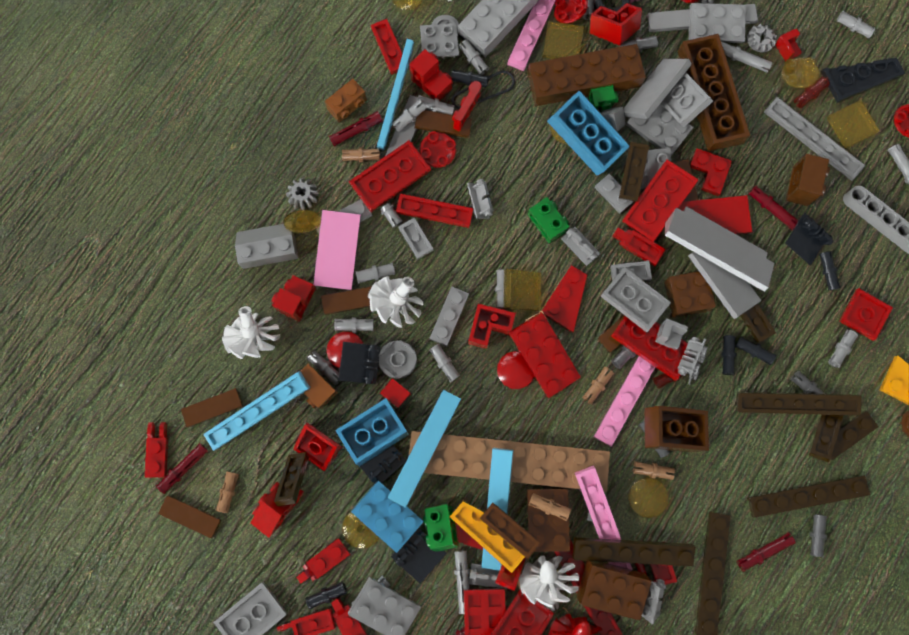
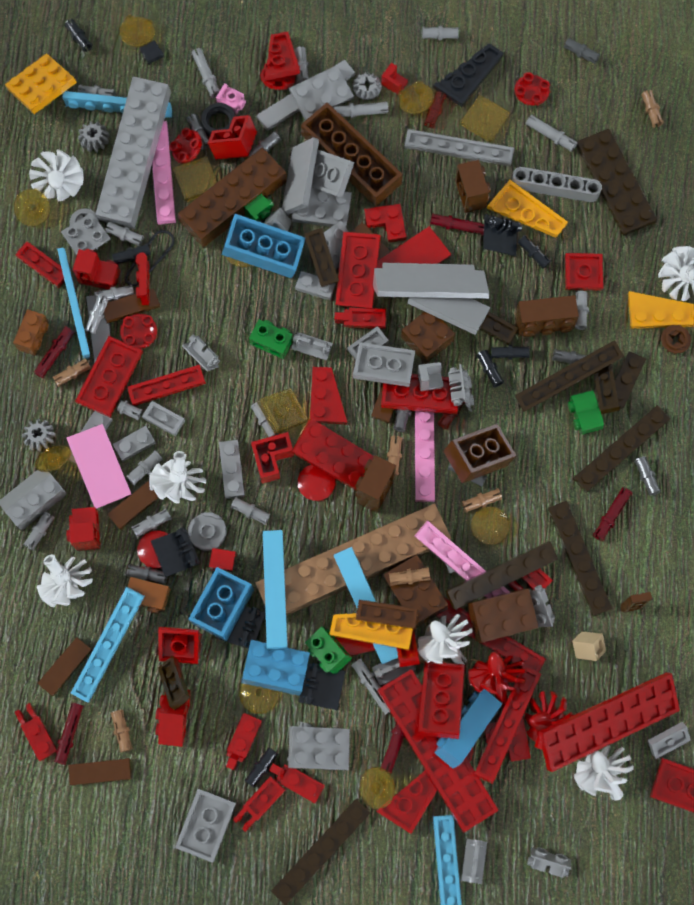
camera: 30 degrees left, 5 degrees down
(256, 277) = (38, 531): none -> light grey pin
(379, 246) = (134, 443): none -> light grey plate
(570, 401) = (375, 484): none -> reddish brown brick
(794, 445) = (586, 412): none -> green brick
(809, 337) = (546, 315): none -> reddish brown brick
(842, 223) = (523, 207): none -> light orange wing

